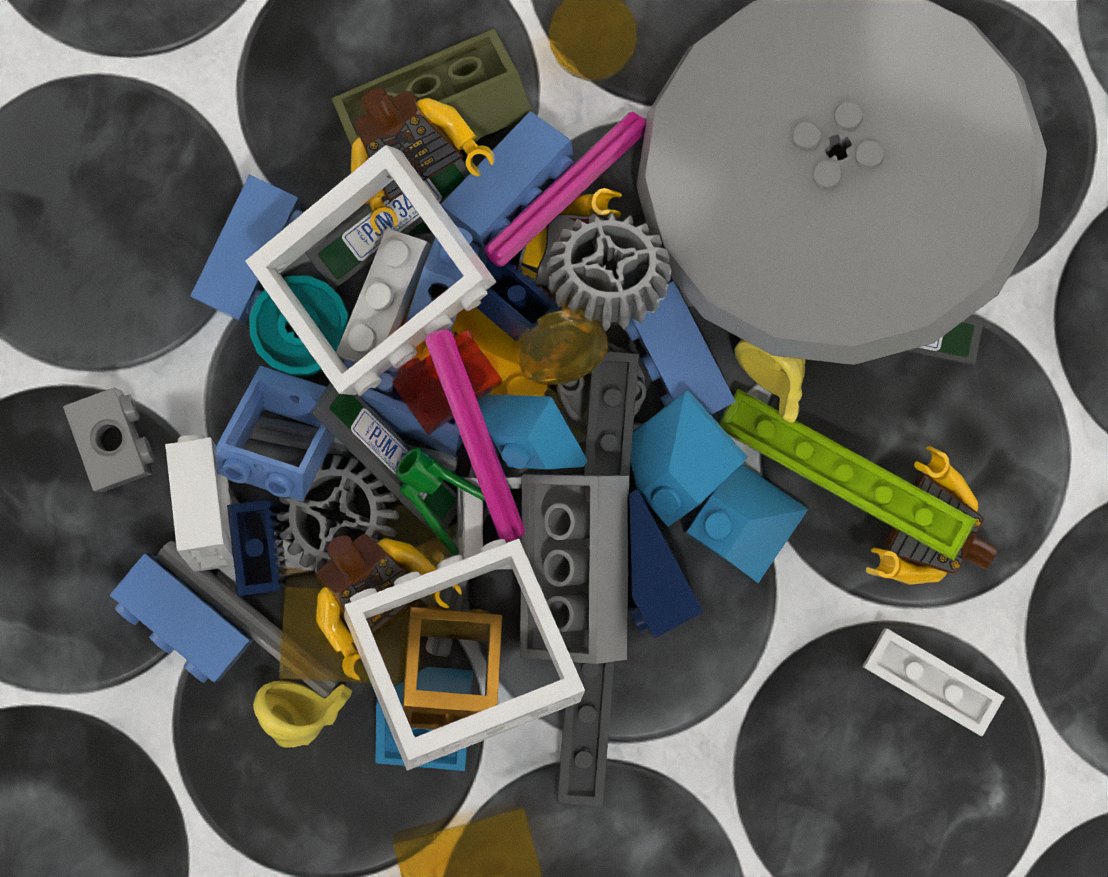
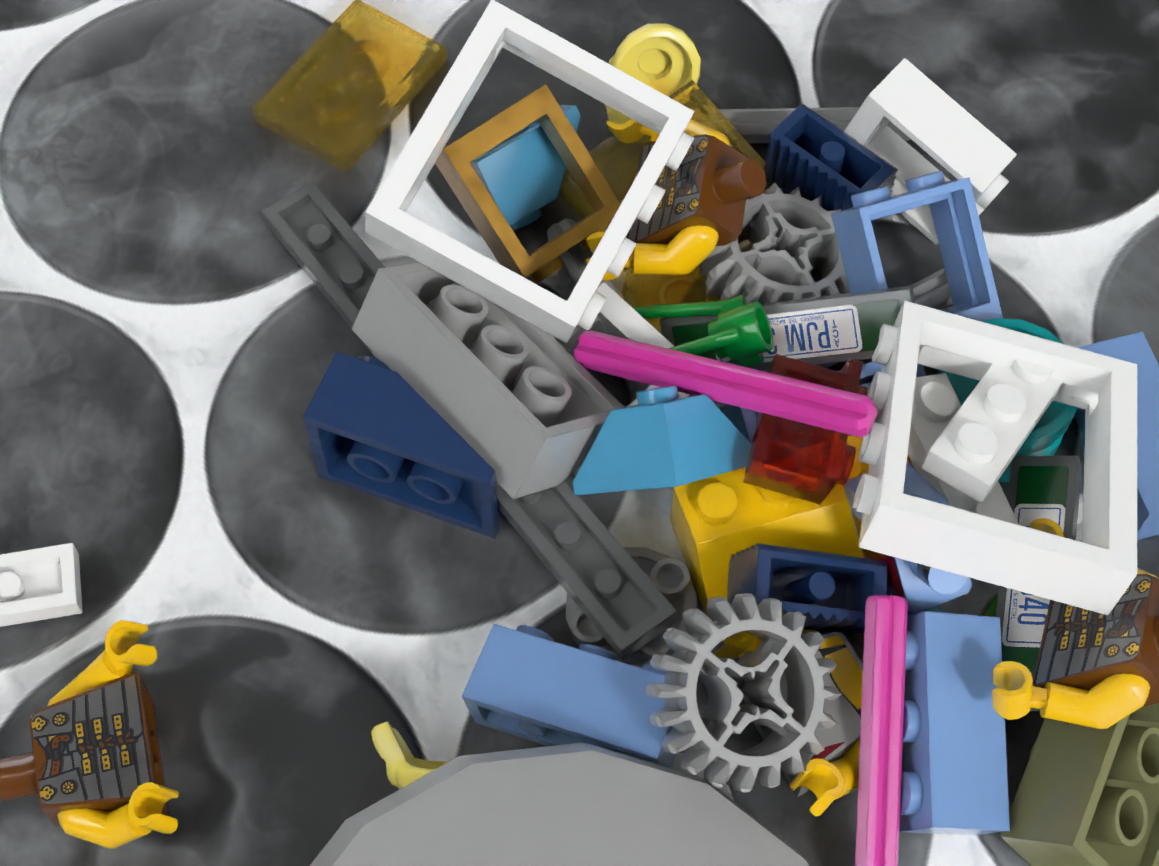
camera: 135 degrees right, 25 degrees down
(90, 420) = (1068, 163): light grey brick -> none
(180, 619) = (823, 66): medium blue brick -> none
(352, 294) = (991, 427): none -> white plate
(561, 347) = (716, 560): clear yellow tile -> none
(681, 457) = (468, 581): dark azure slope -> none
(746, 522) = (342, 593): dark azure slope -> none
(847, 475) = (249, 725): lime tile -> none

